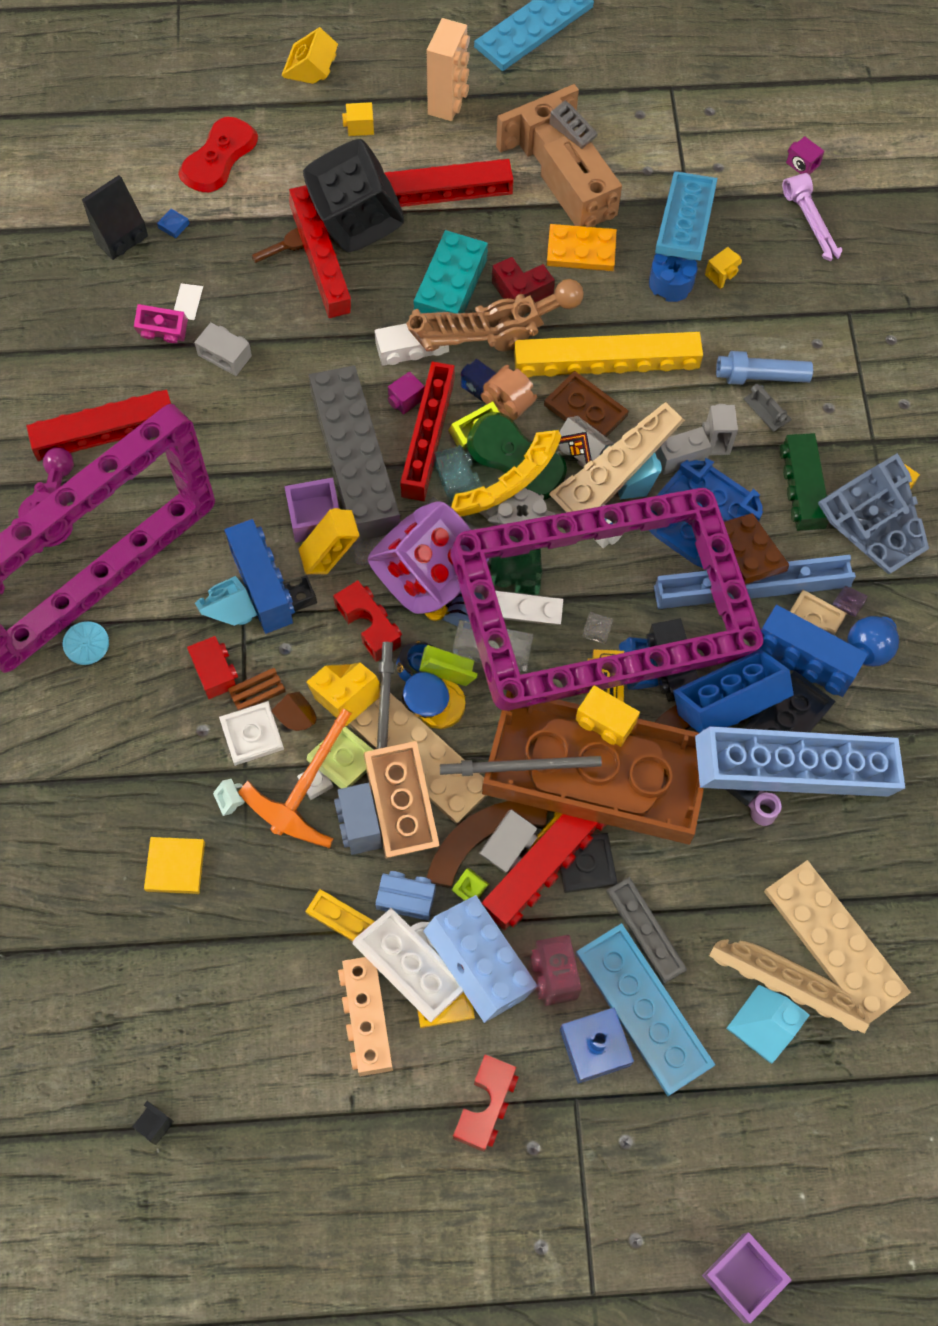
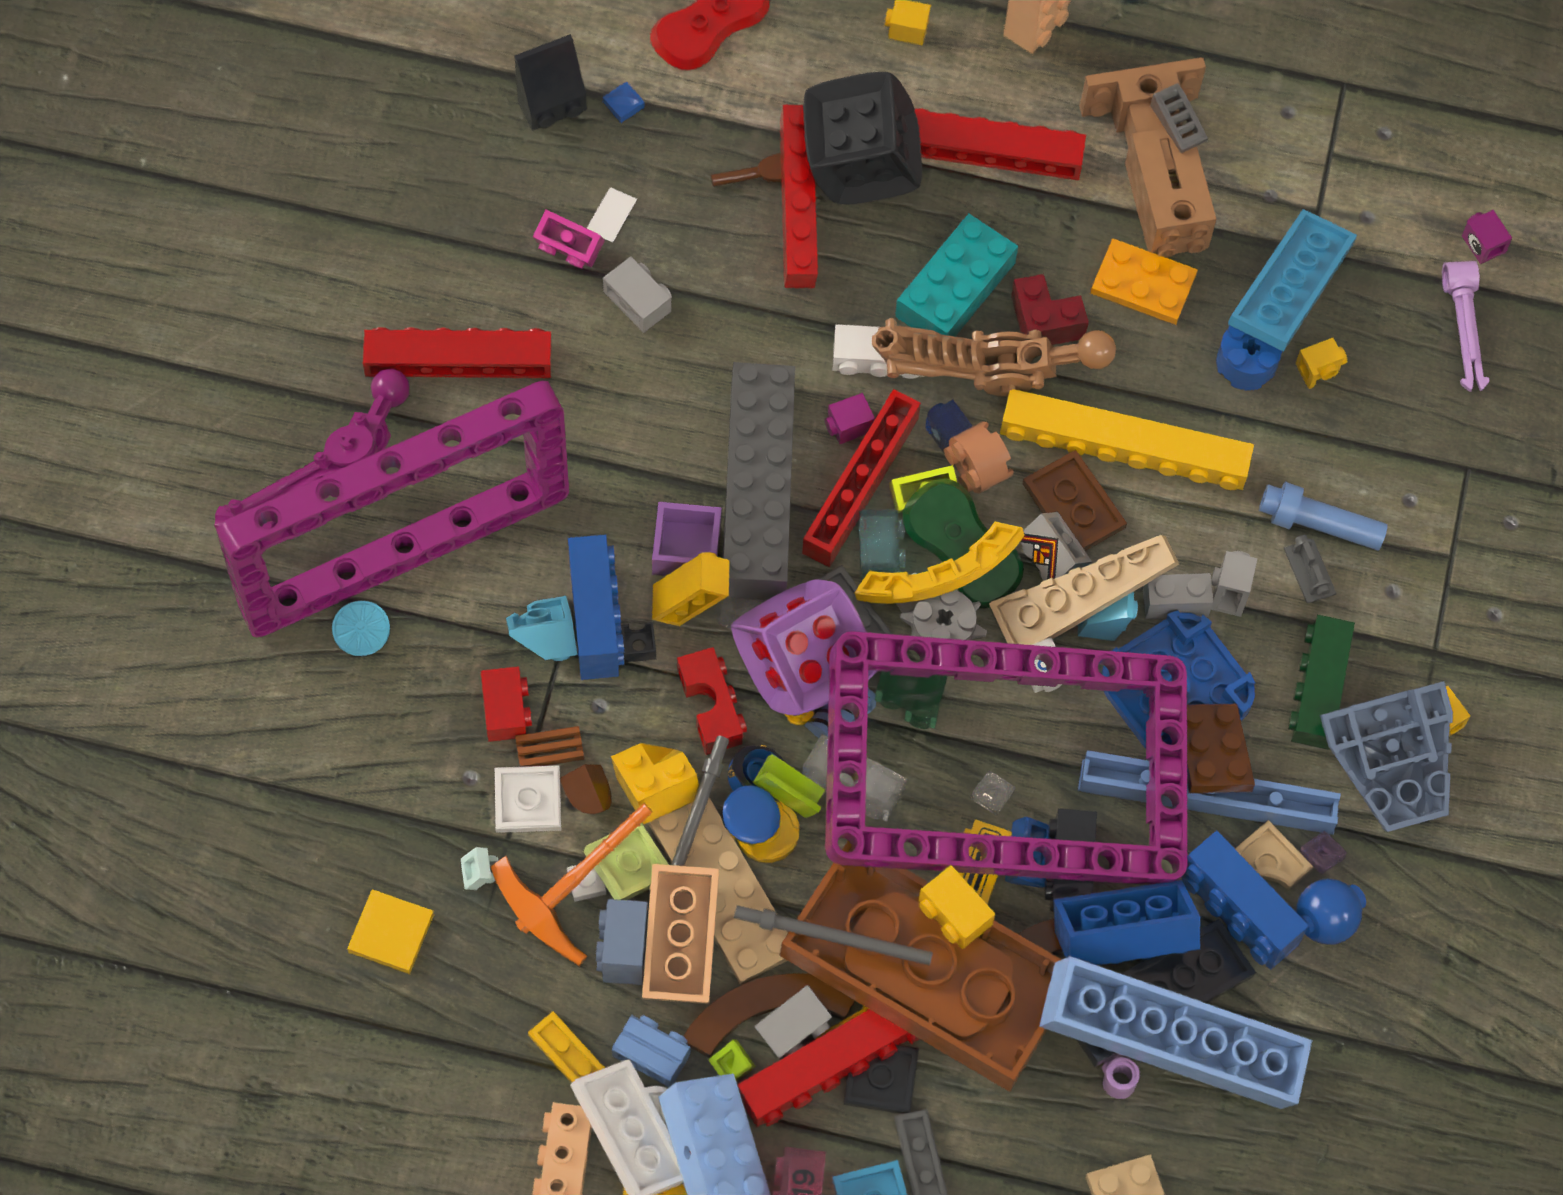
camera: 15 degrees right, 0 degrees up
(530, 608) = (909, 743): white brick -> none

